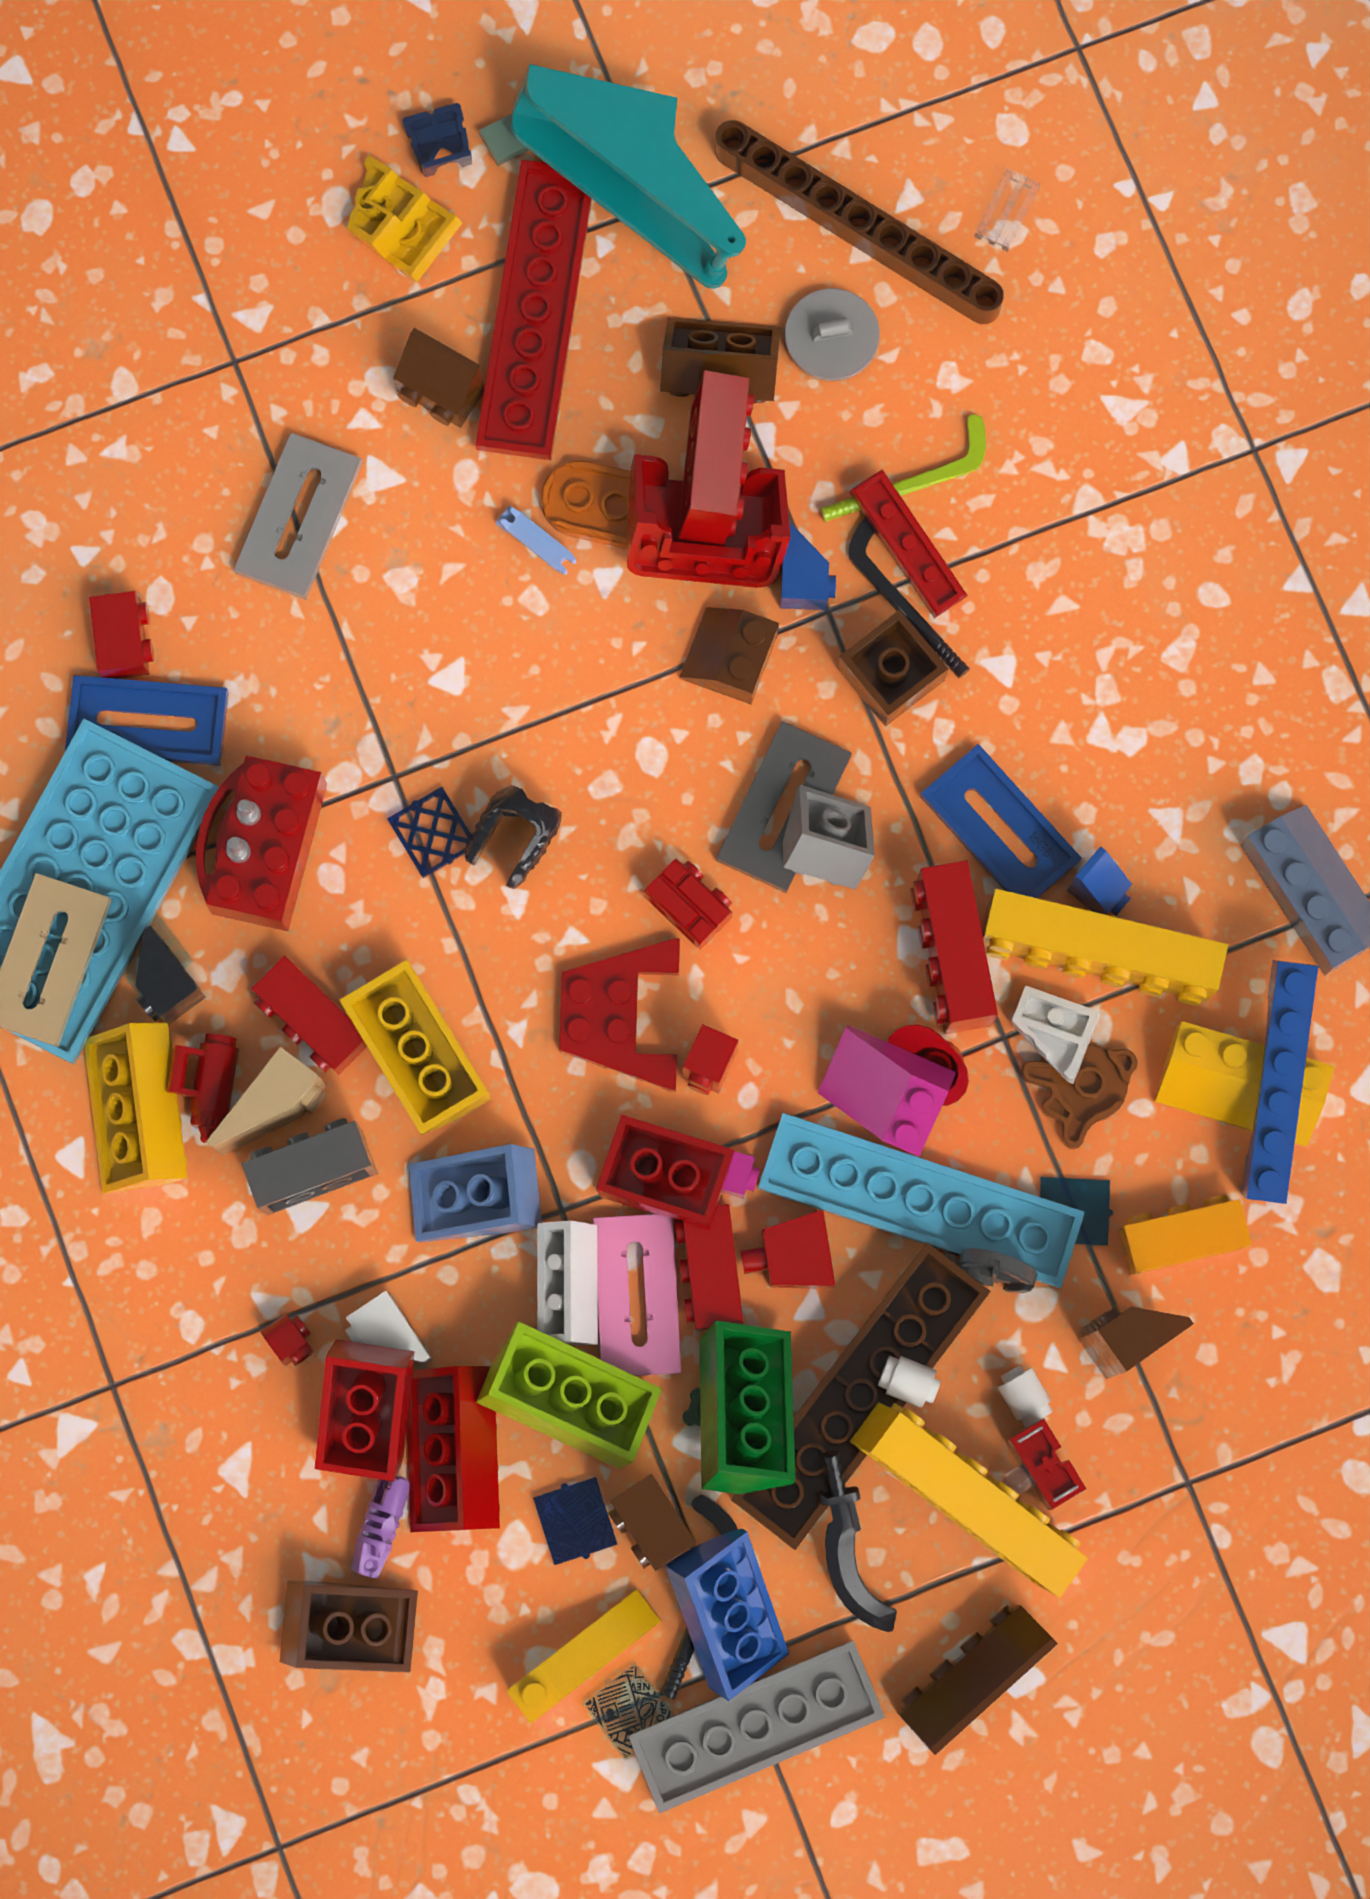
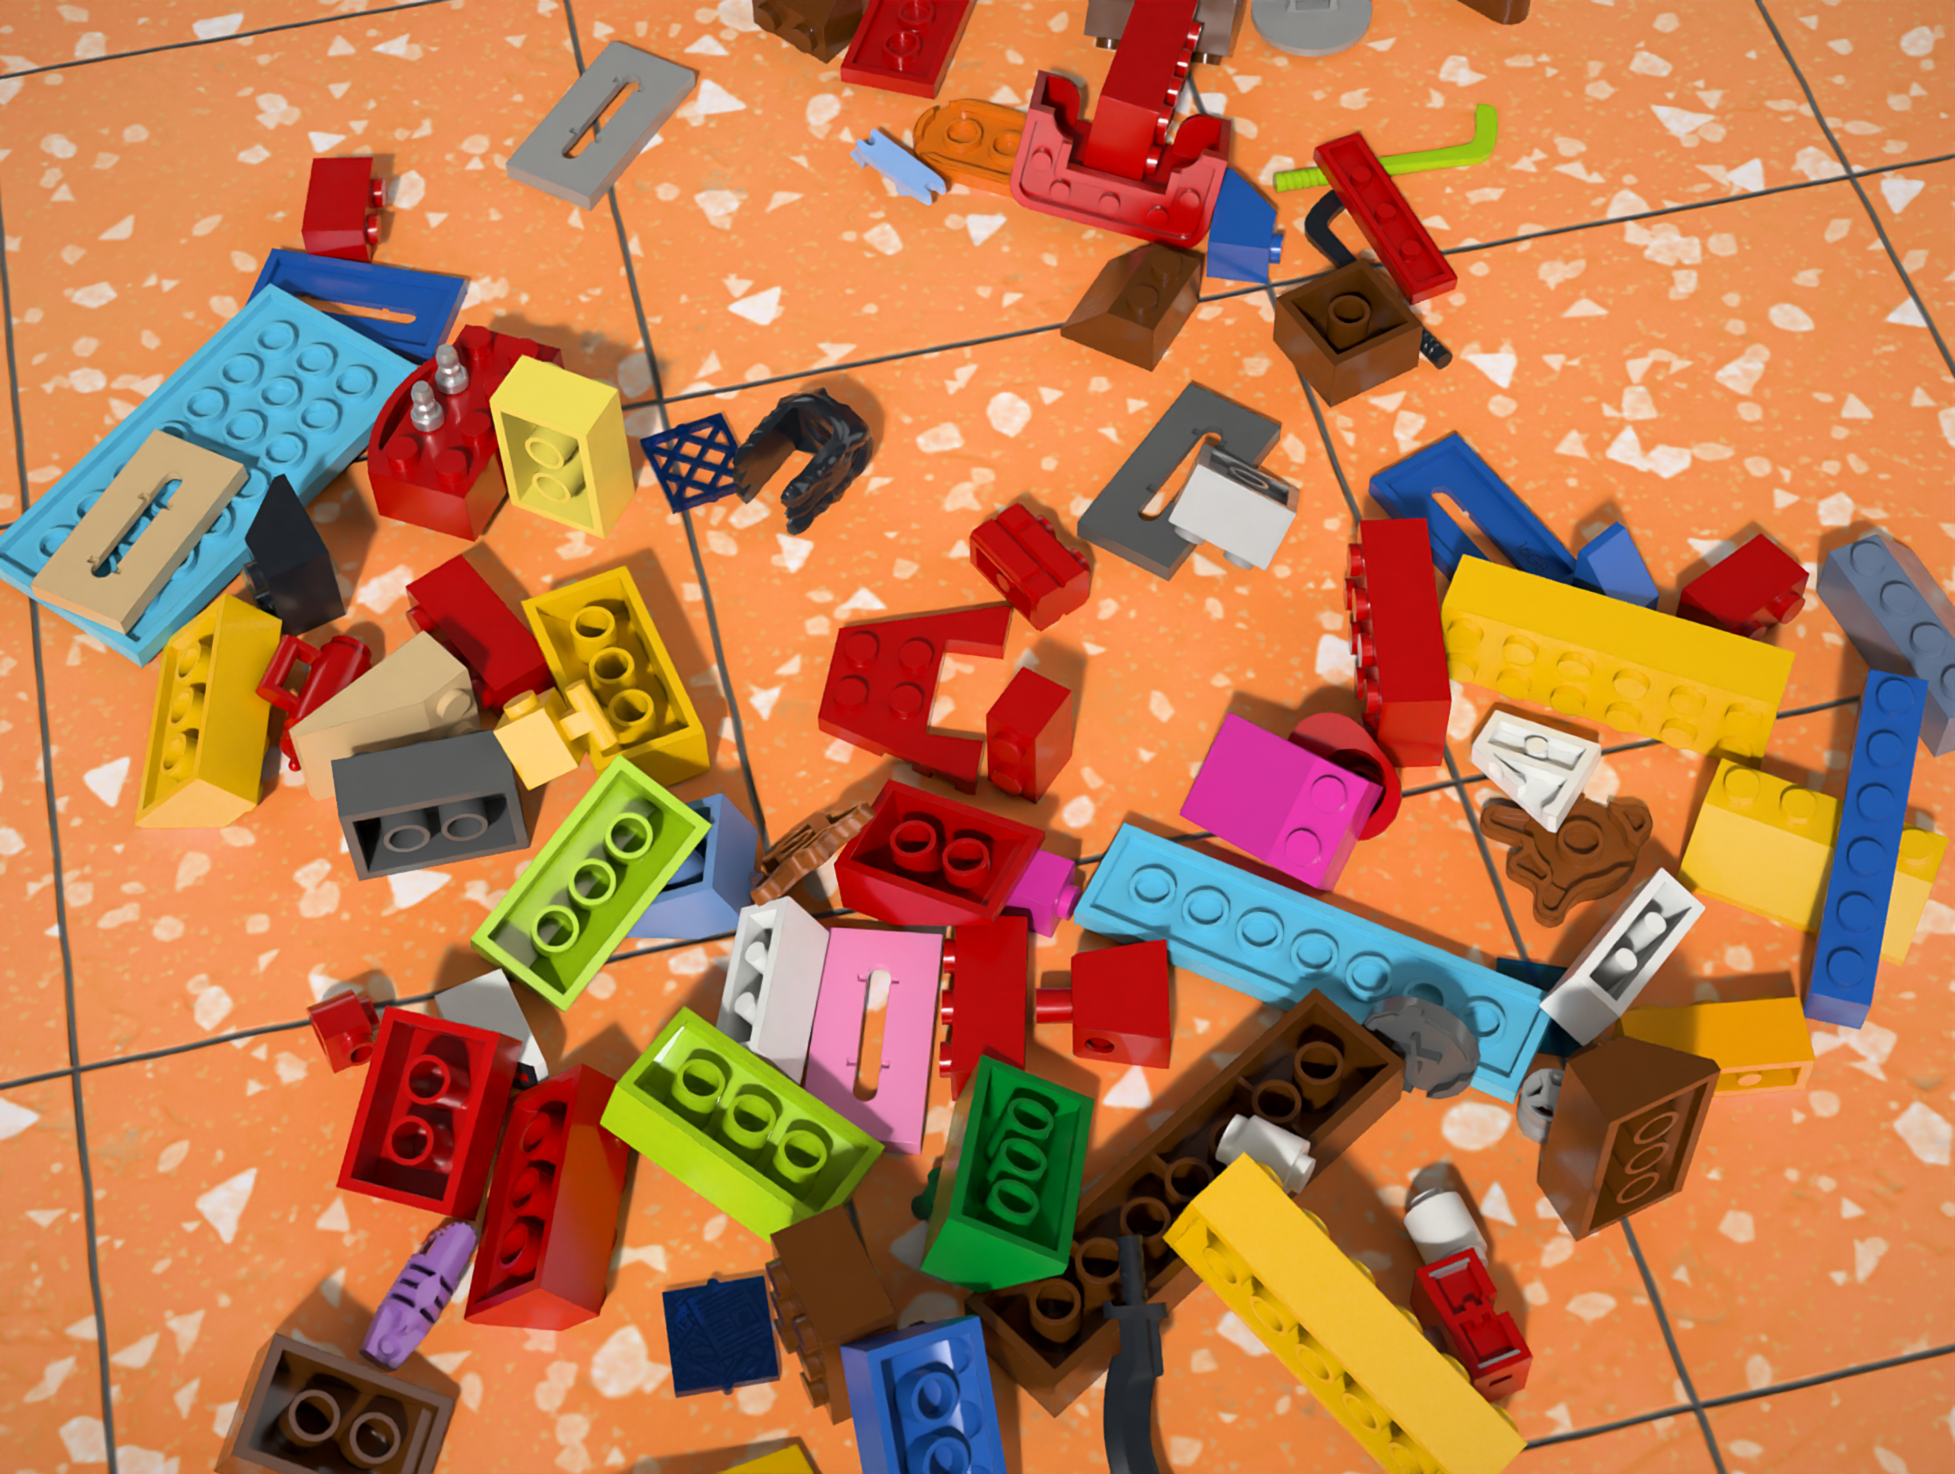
camera: 10 degrees right, 25 degrees down
(342, 860) = (563, 446): none -> light yellow brick
(386, 1123) = (548, 738): none -> yellow brick
(432, 1221) = (589, 884): none -> lime slope
(572, 1179) = (805, 851): none -> dark orange tile
(1089, 1287) = (1538, 1090): none -> light grey wheel
(1124, 1183) = (1622, 957): none -> white brick
(1189, 868) = (1746, 591): none -> red brick

